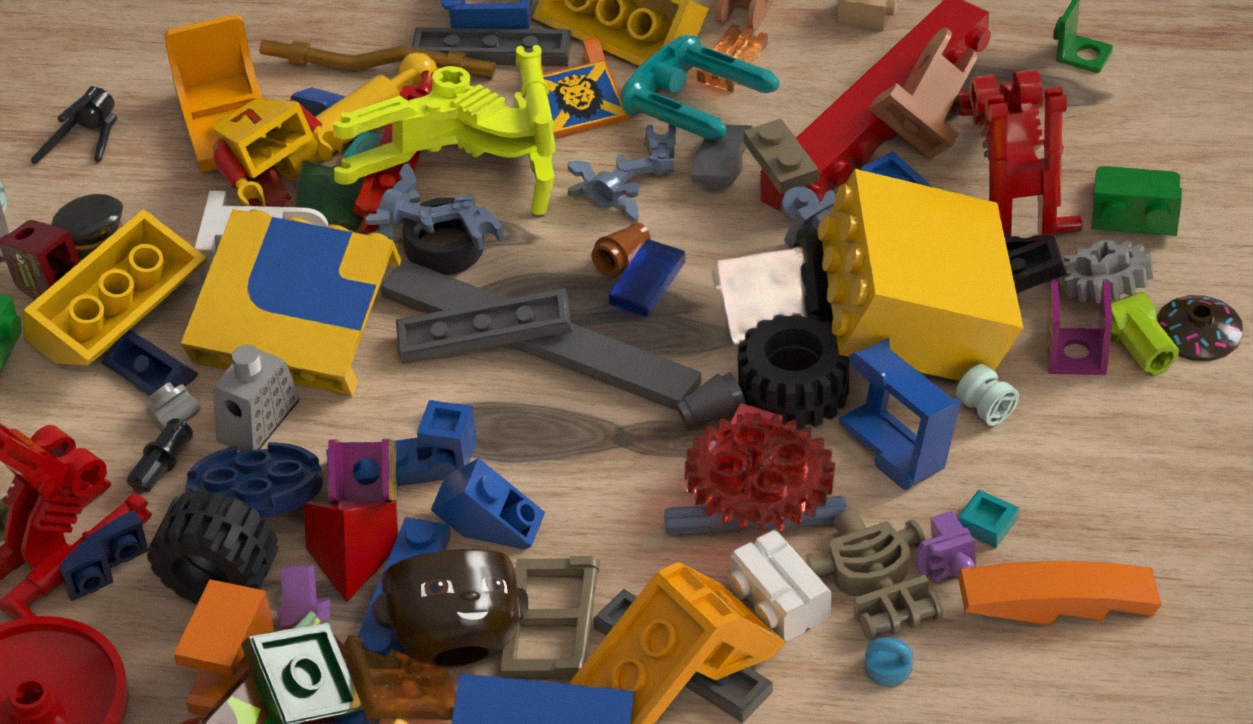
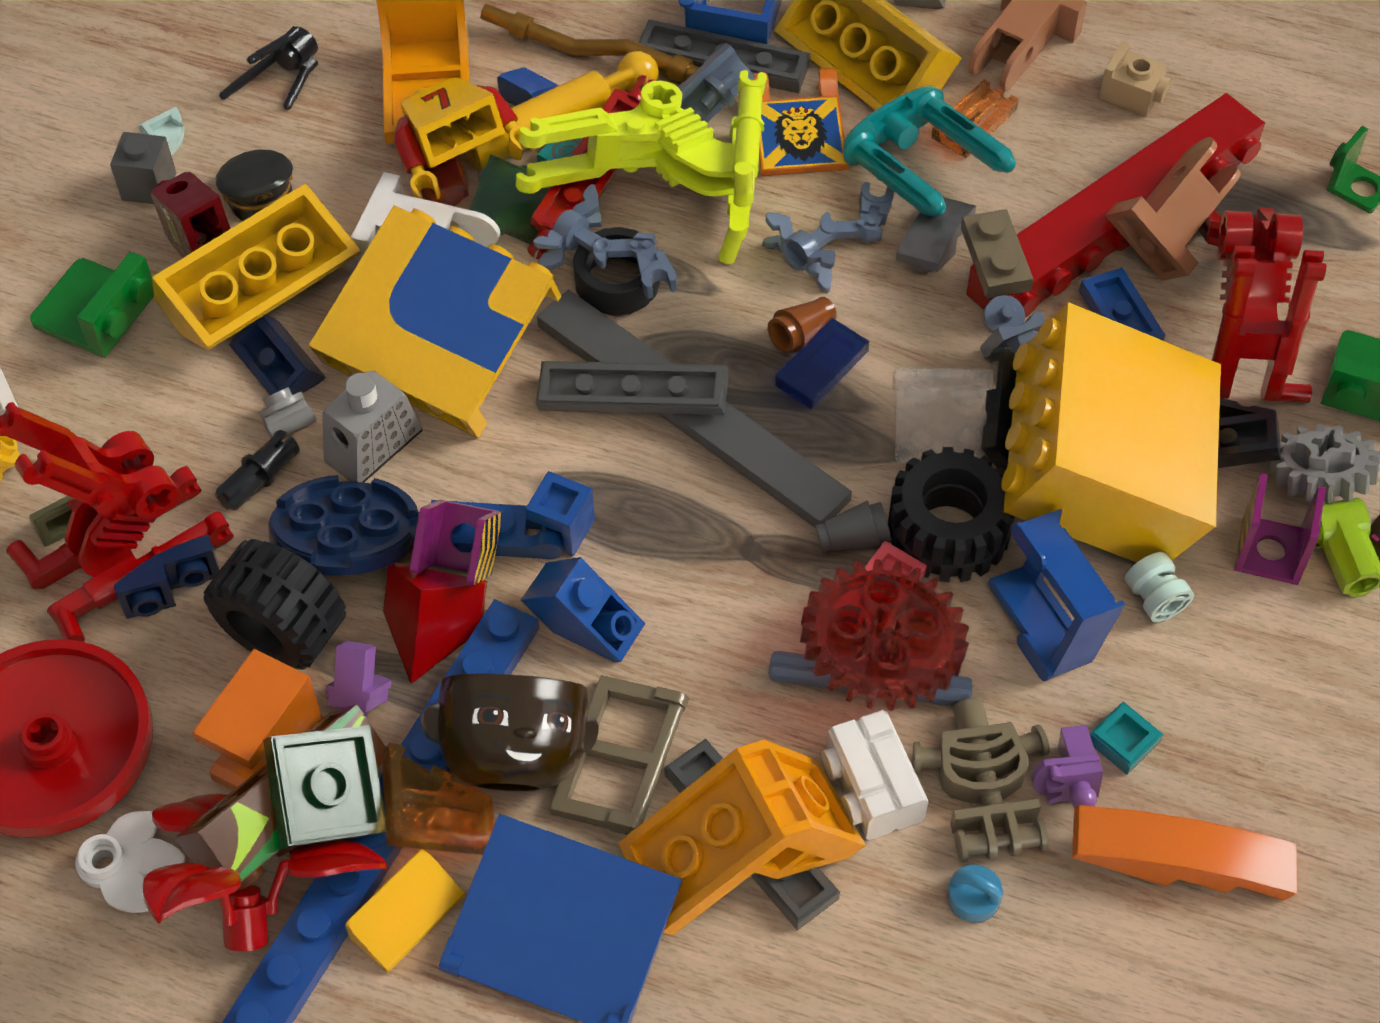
camera: 10 degrees right, 10 degrees up
(494, 63) = (713, 83): none -> sand blue hips

